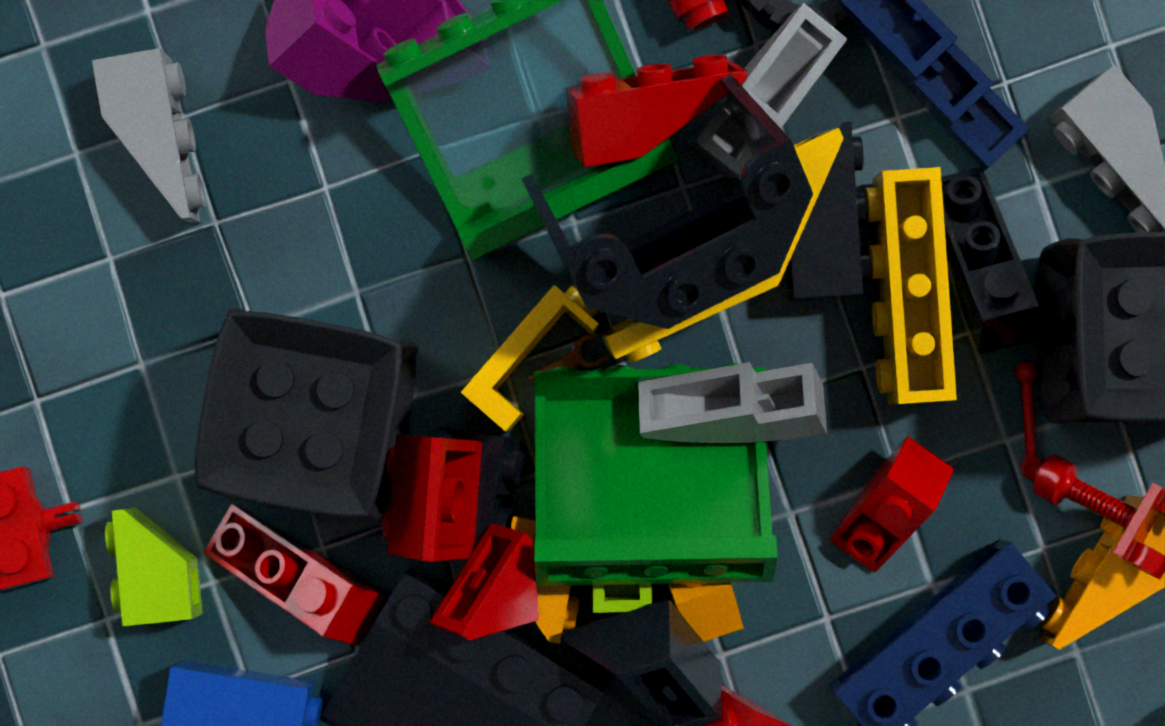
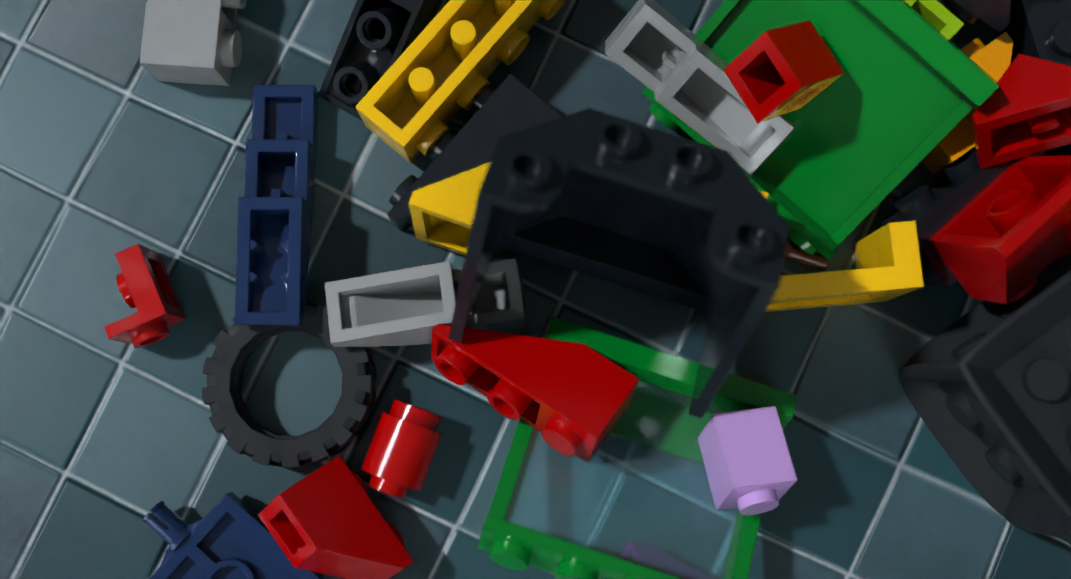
camera: 140 degrees left, 5 degrees down
(465, 184) = (746, 460): none -> lavender brick
(682, 456) = (783, 70): none -> red brick

